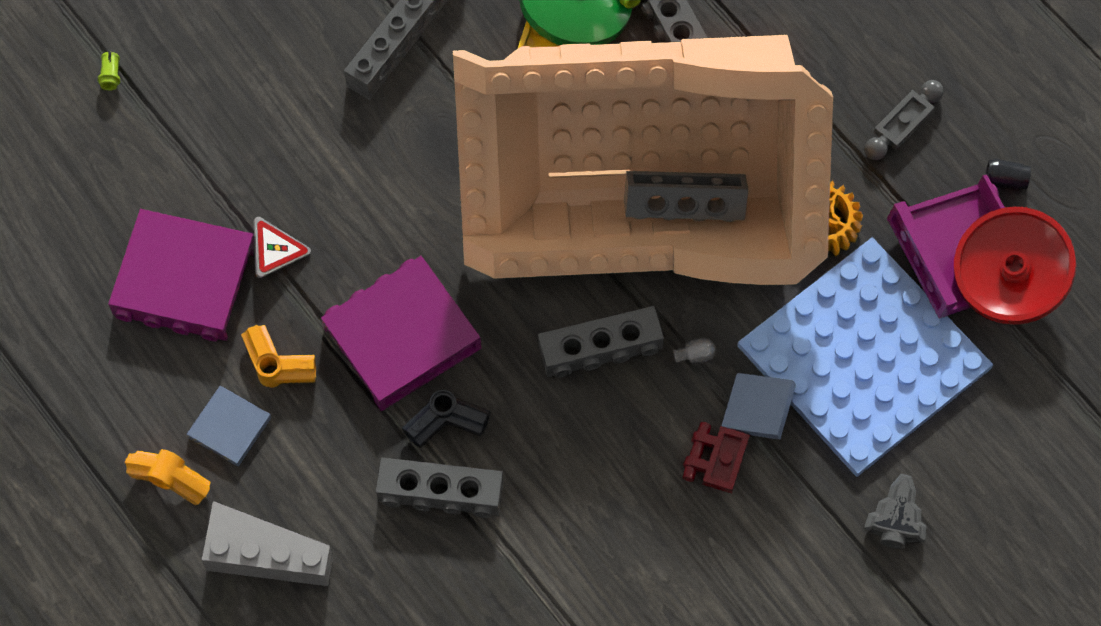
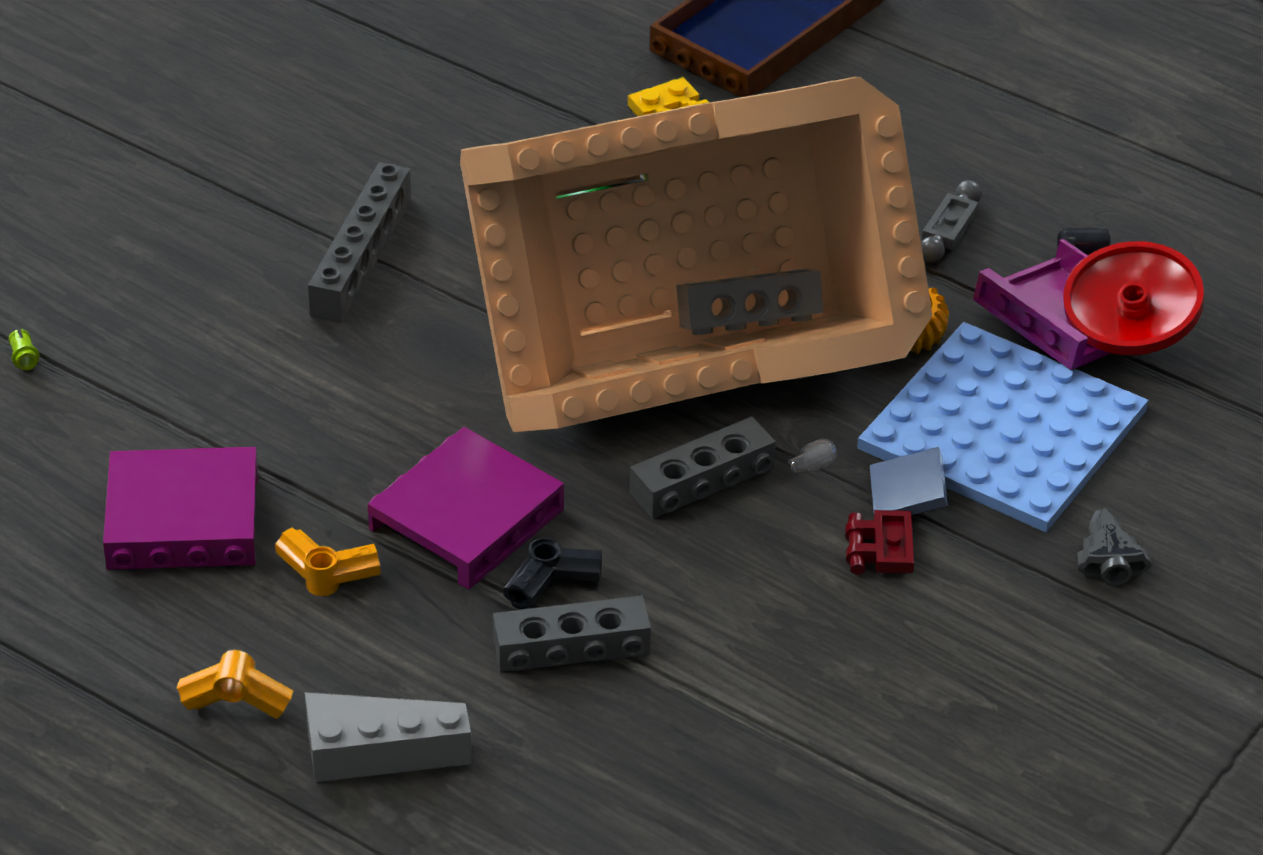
camera: 20 degrees left, 25 degrees down
(229, 426) = (291, 637): sand blue tile -> none
(274, 248) = (283, 462): piece -> none

